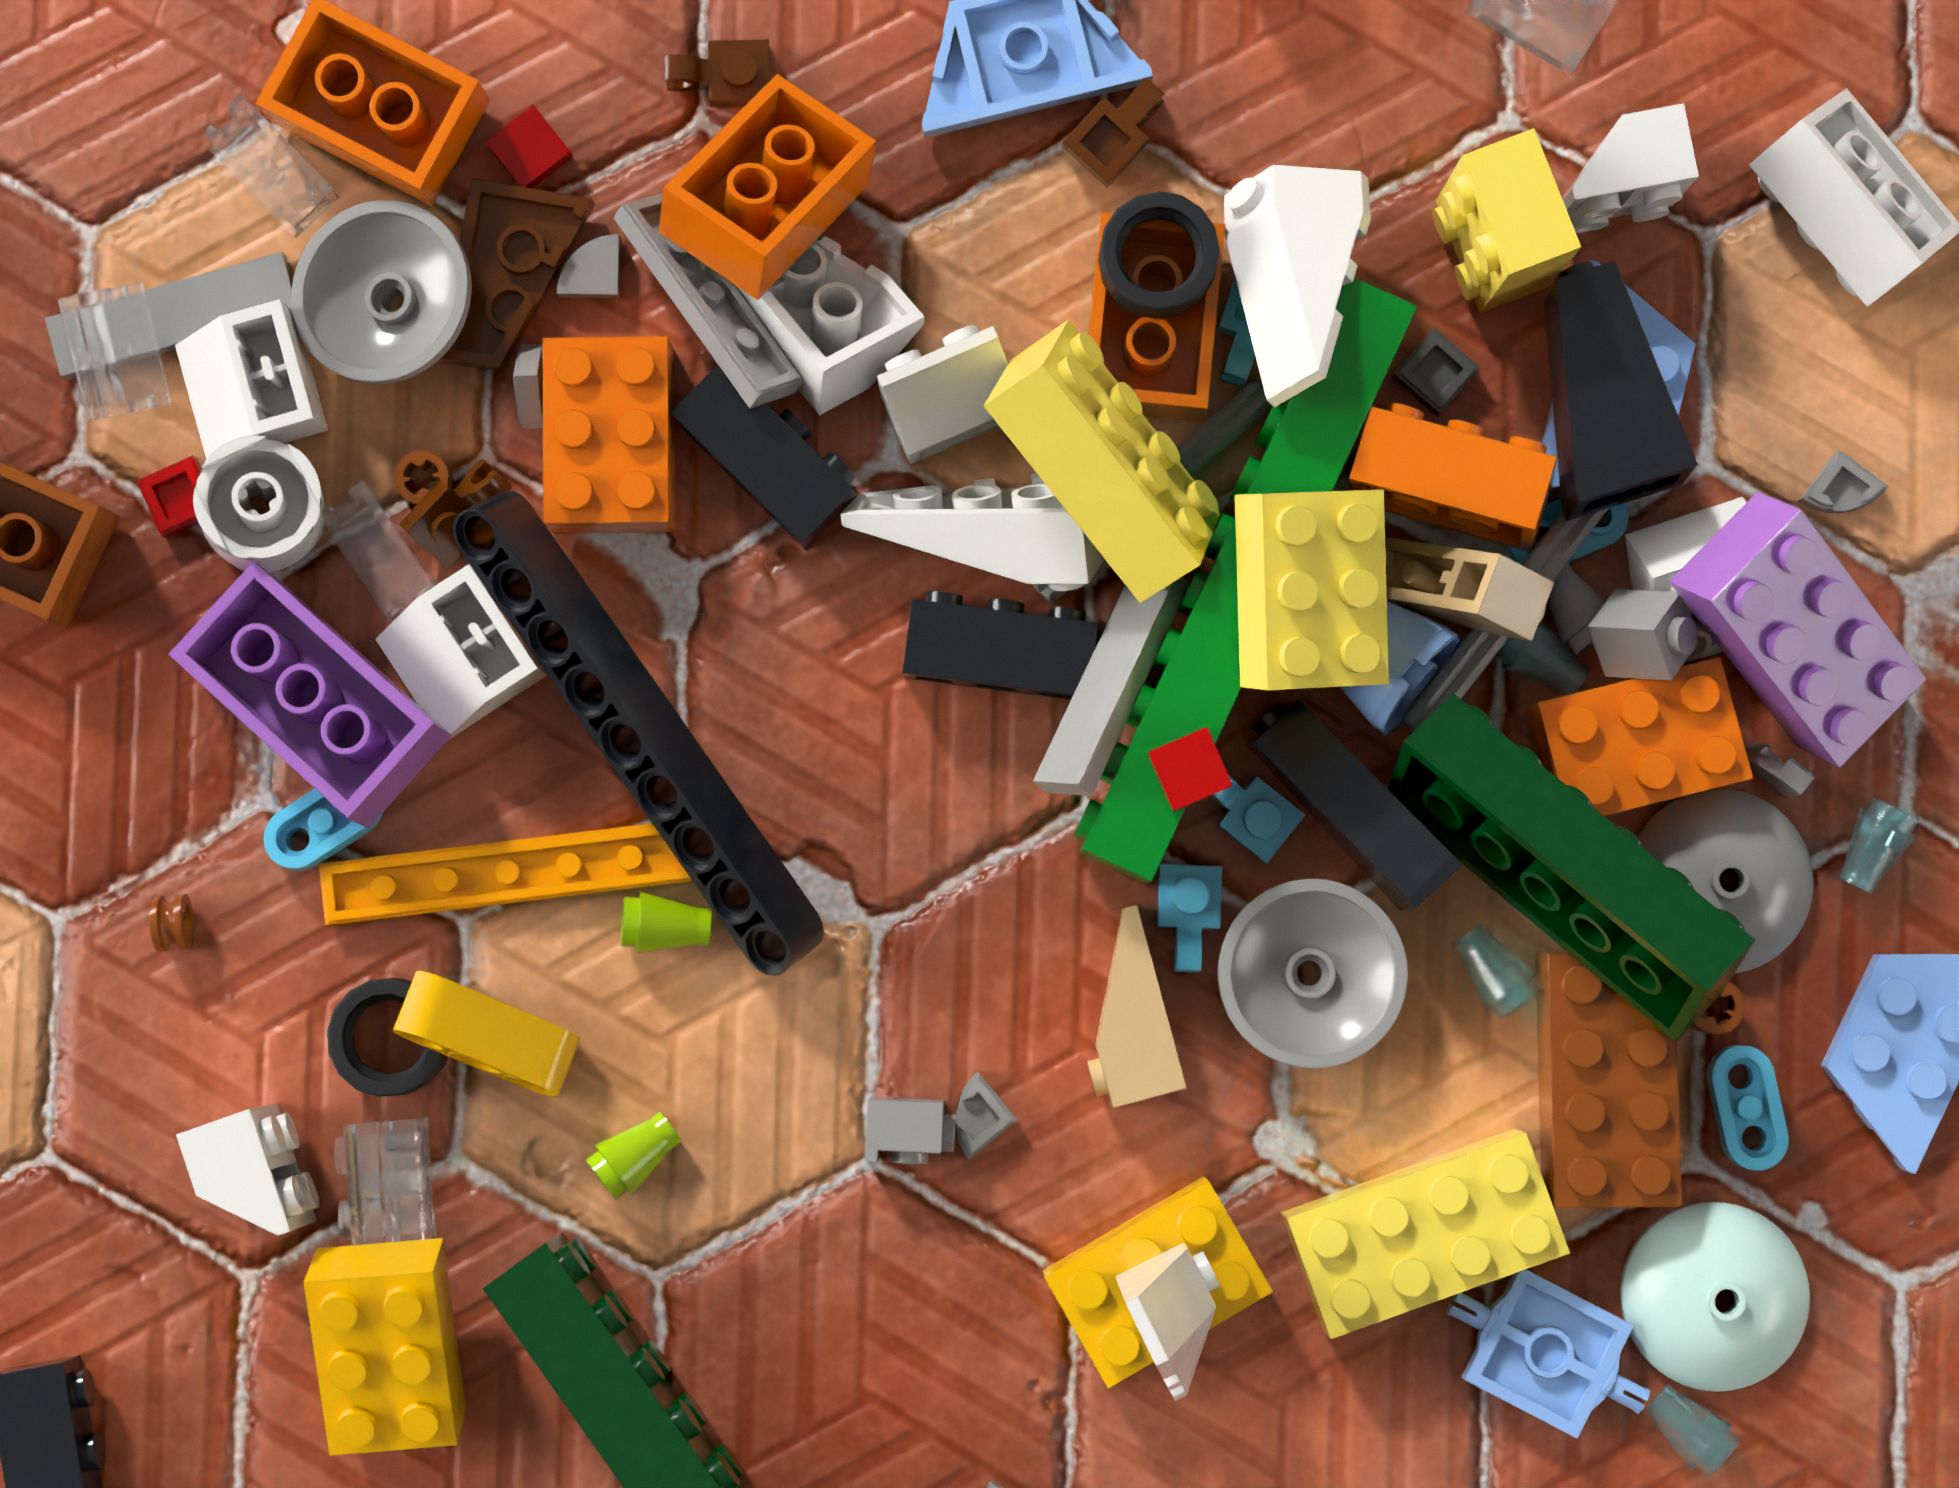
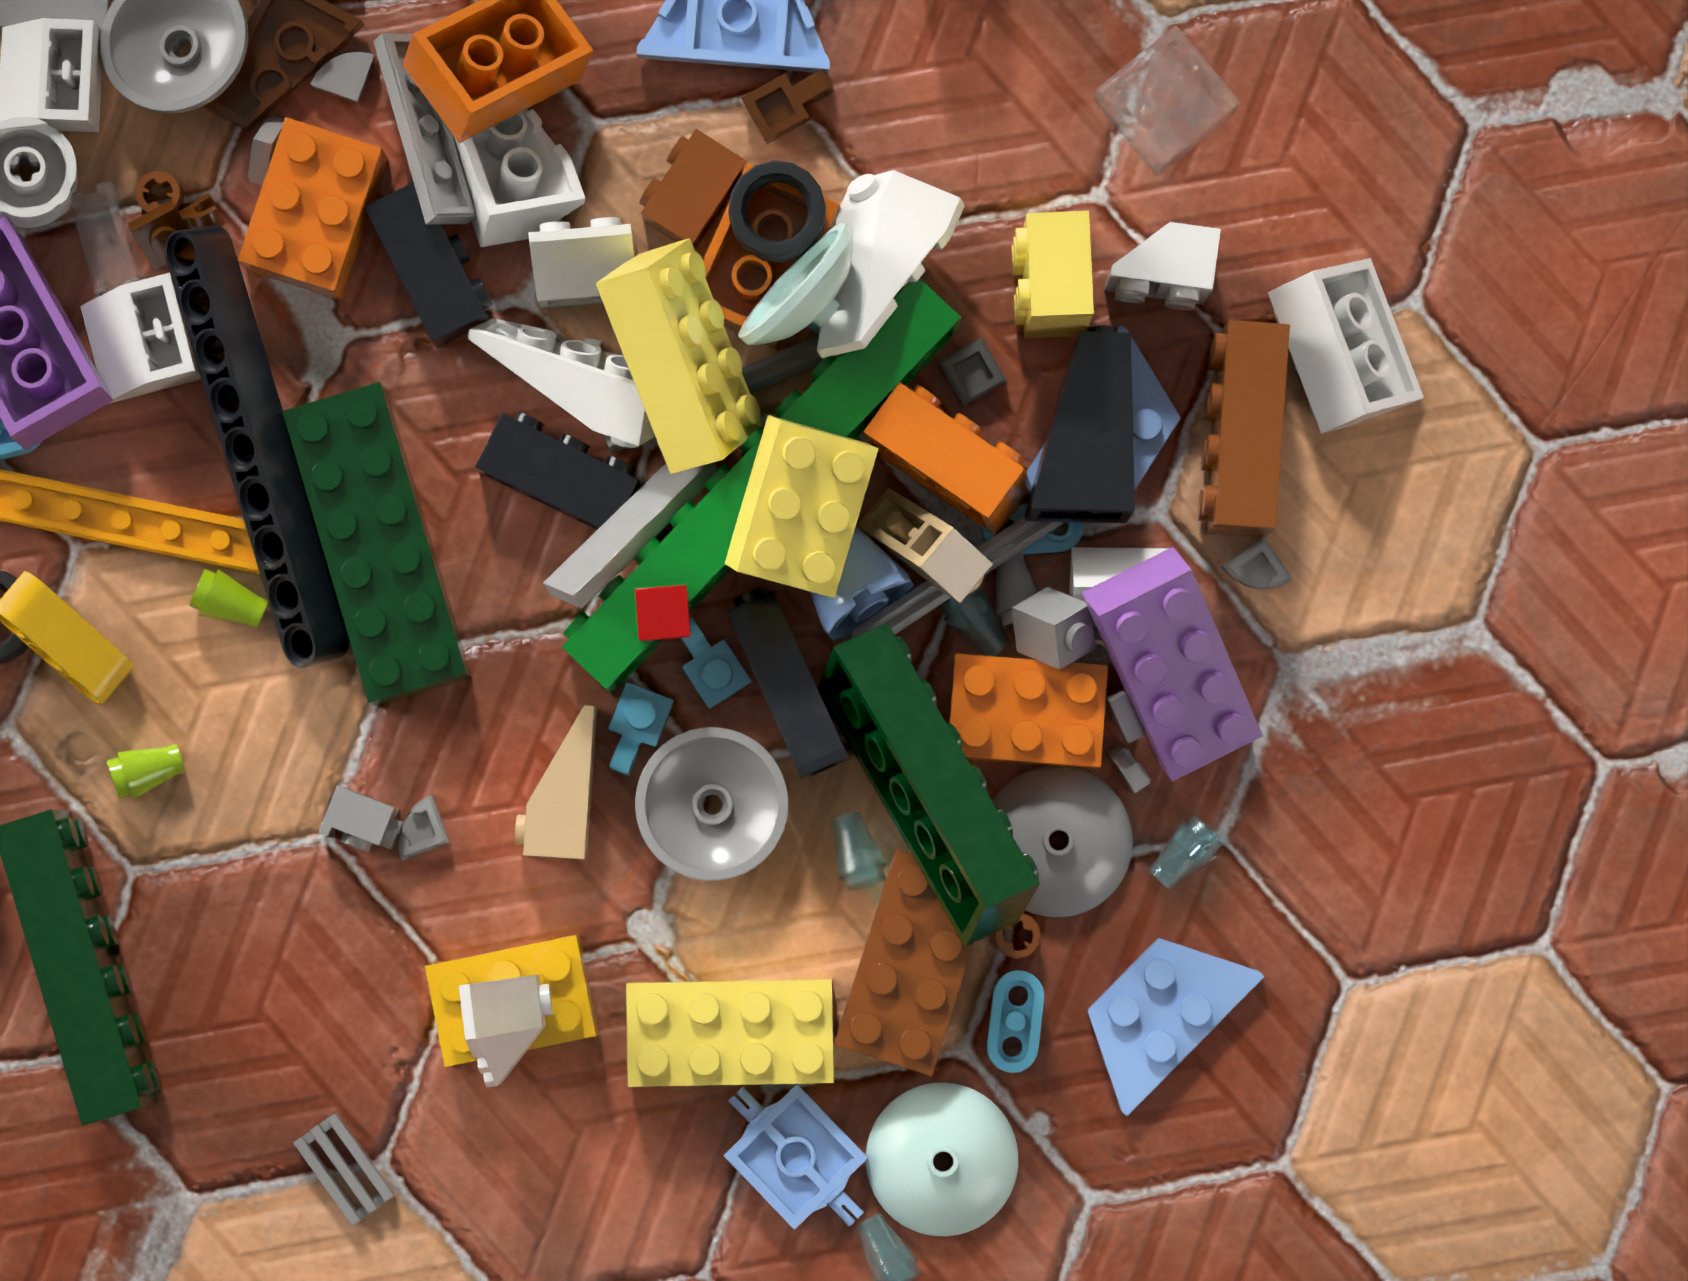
camera: 15 degrees right, 0 degrees up
(815, 800) = (376, 544): none -> dark green brick
(1043, 265) = (692, 189): none -> dark orange brick
(1226, 333) = (803, 291): none -> light aqua dish
(1756, 710) = (1124, 716): none -> light grey tile
(1782, 329) = (1246, 429): none -> dark orange brick

